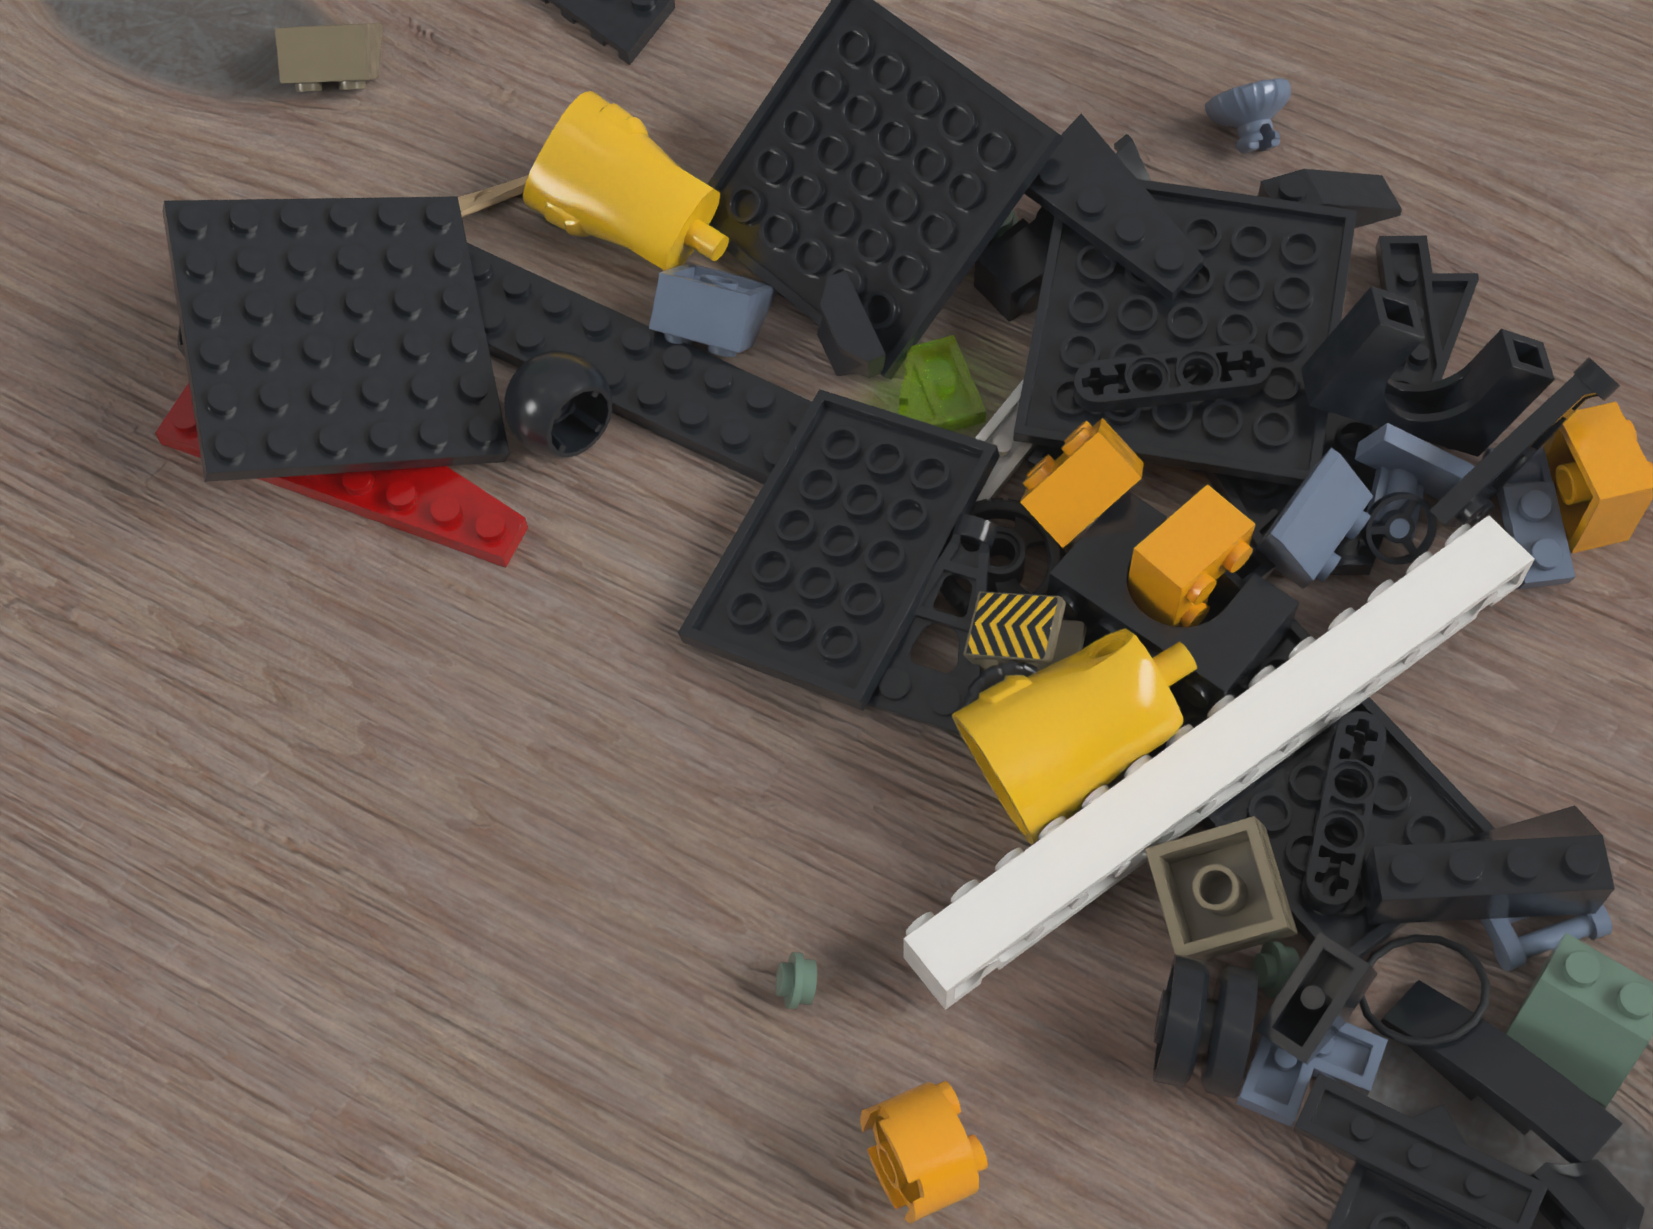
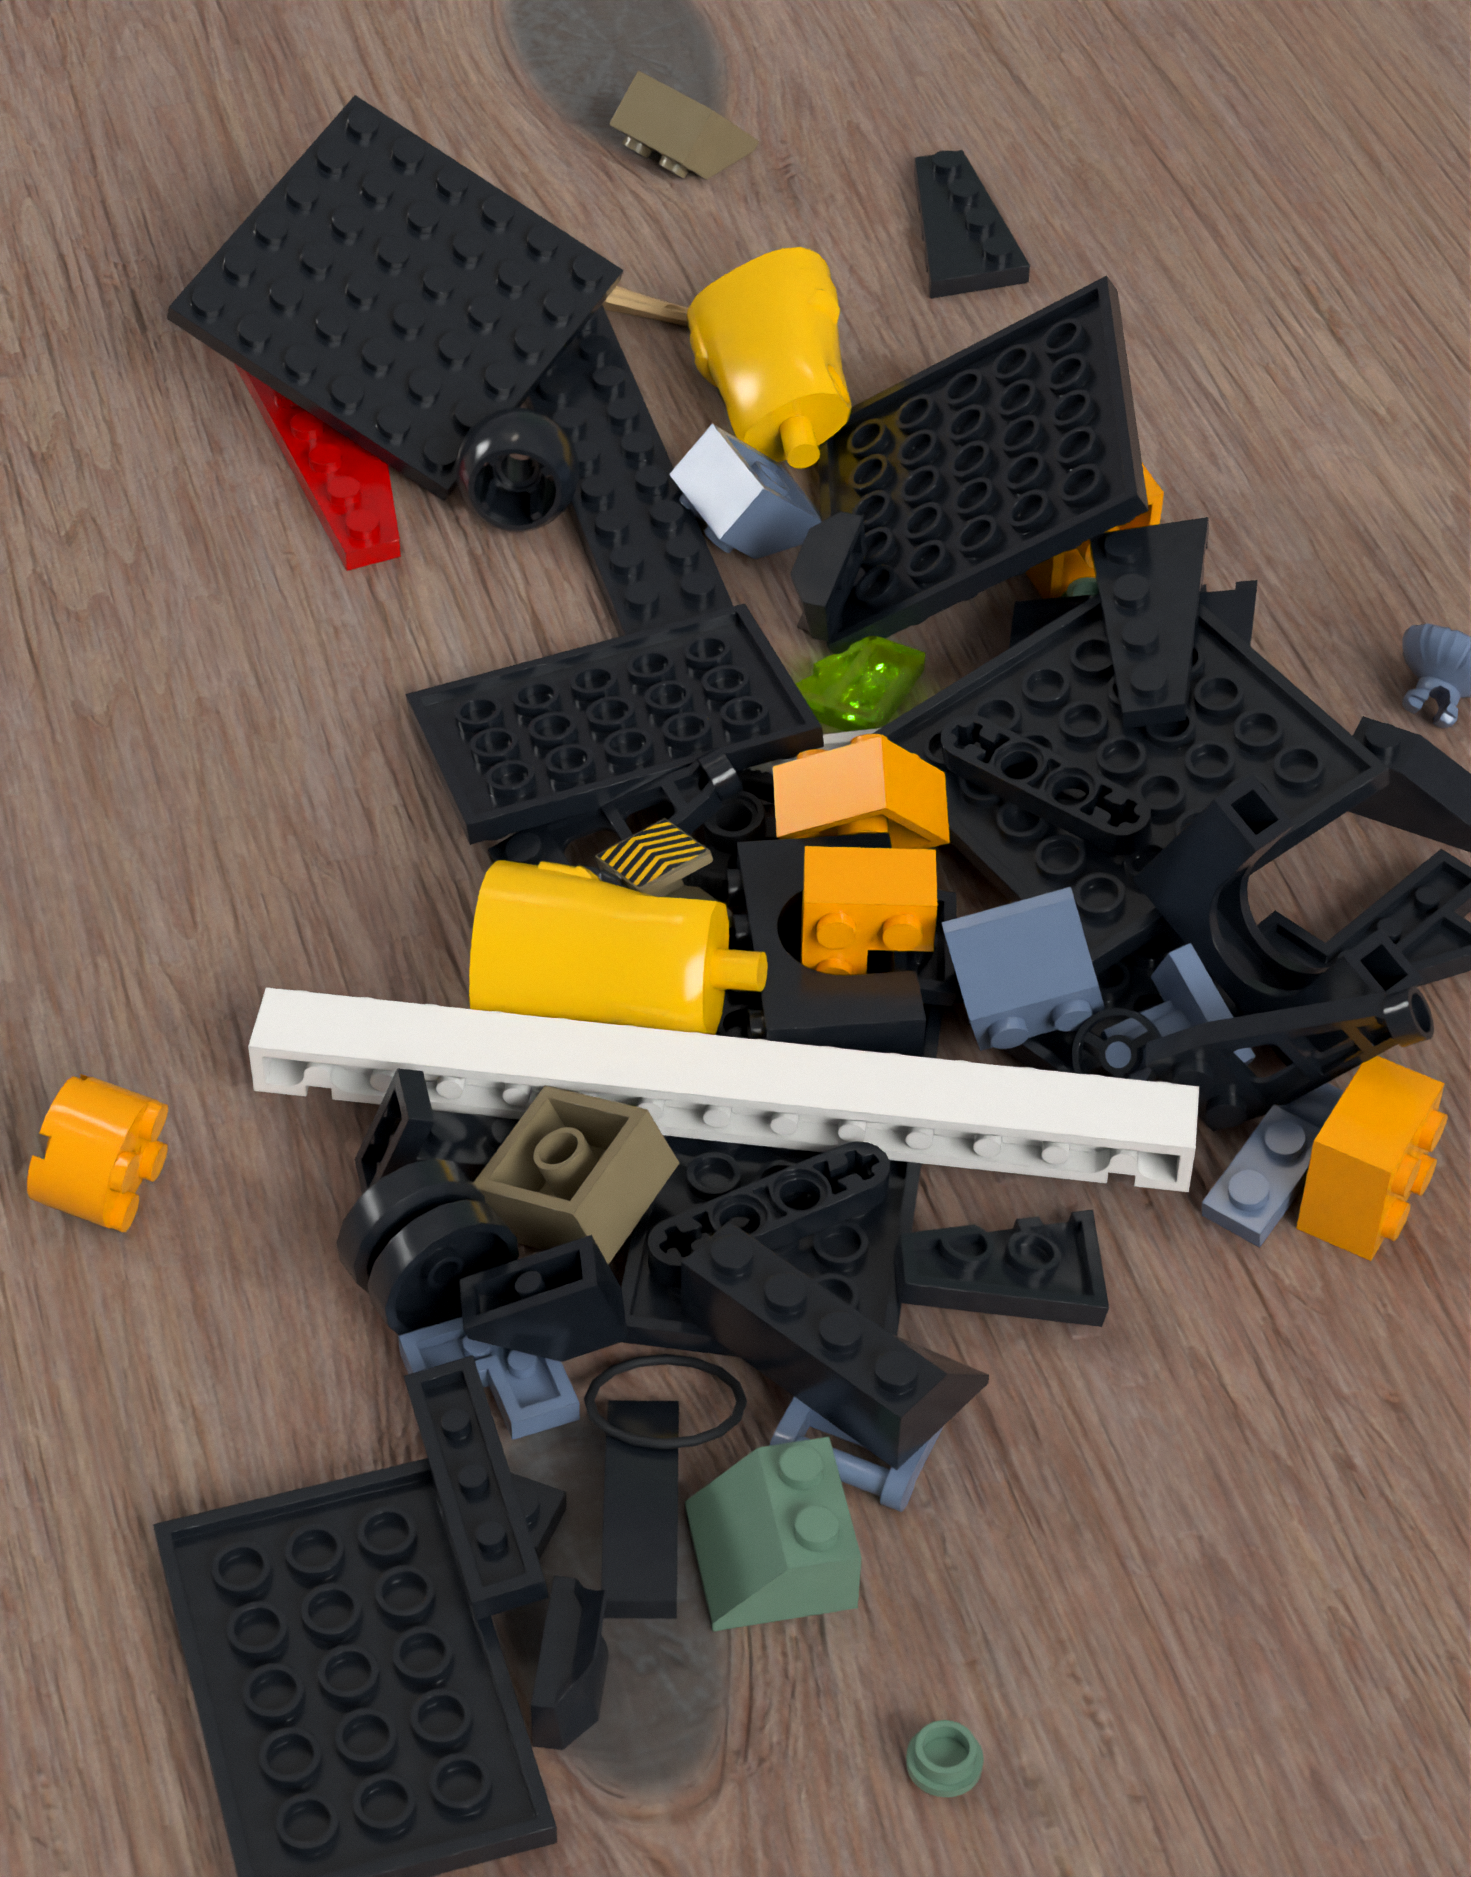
camera: 40 degrees right, 15 degrees down
(796, 980) = (173, 986): sand green plate -> none
(1102, 947) = (410, 1132): none -> black bracket
(1493, 723) = (1013, 1272): none -> black wing

